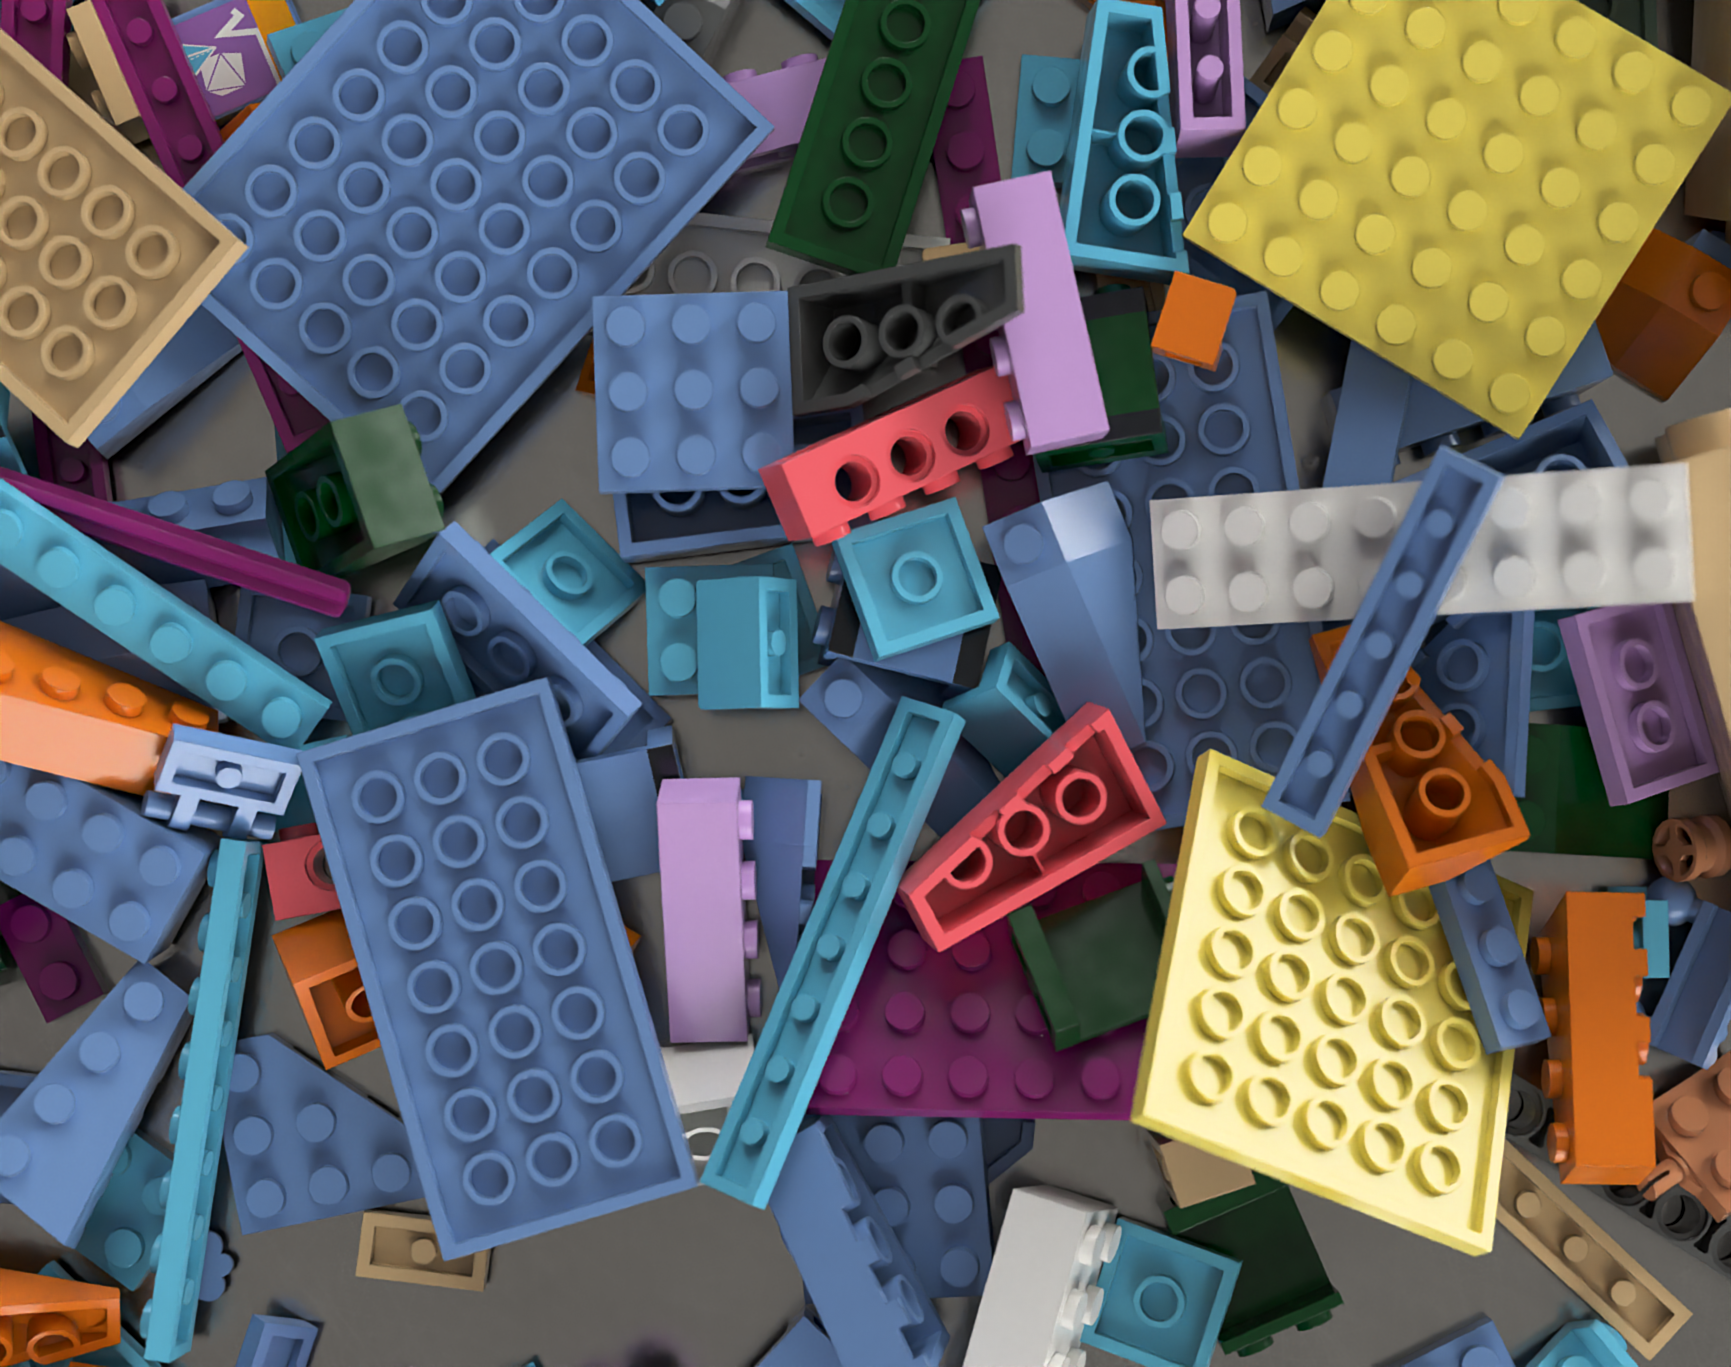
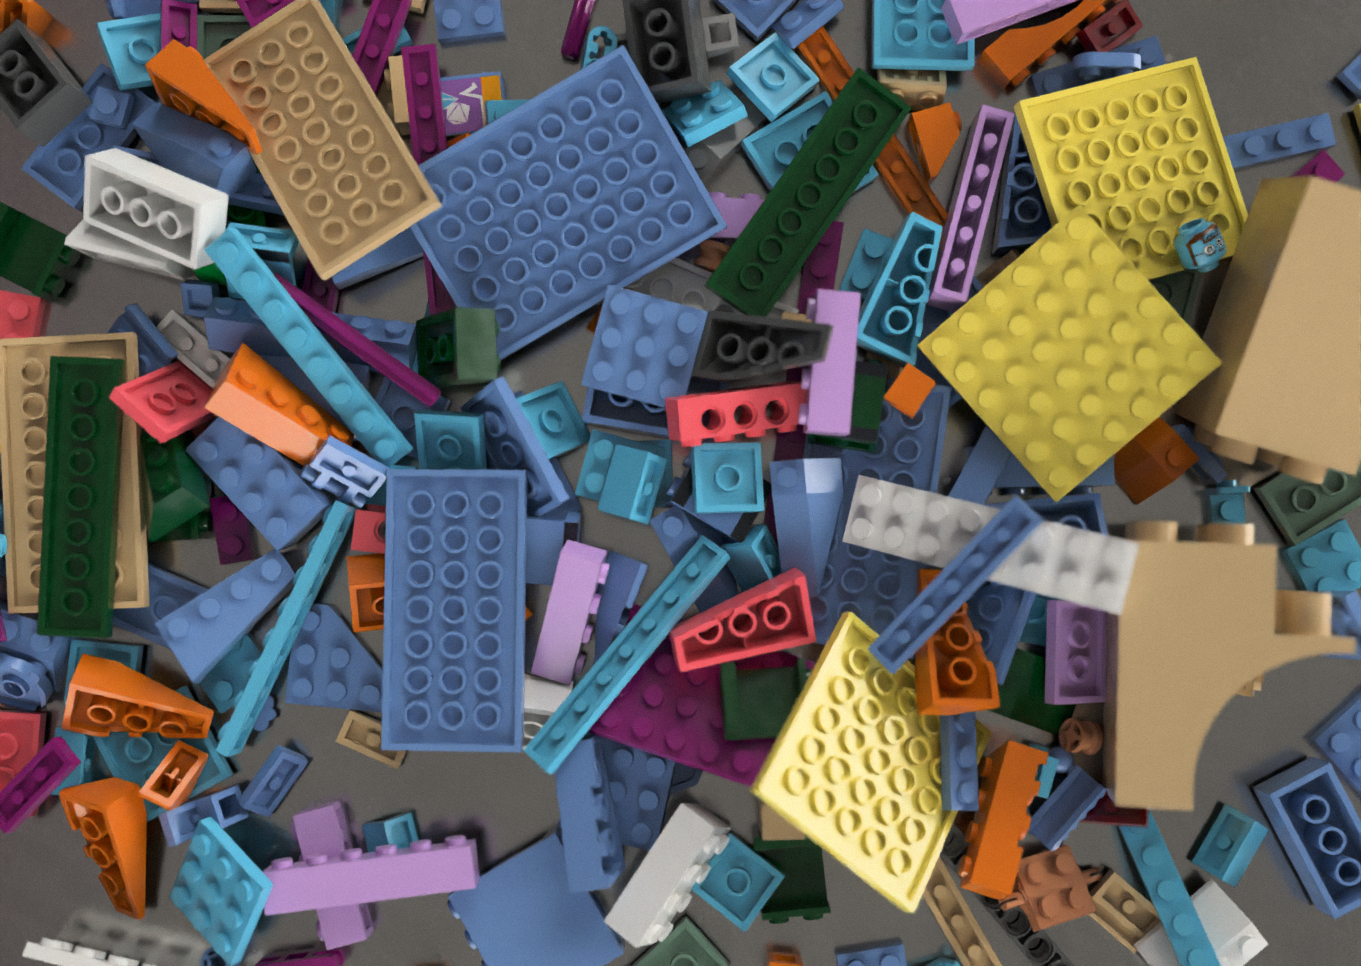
camera: 15 degrees right, 0 degrees up
(761, 188) = (711, 255): none -> nougat wheel

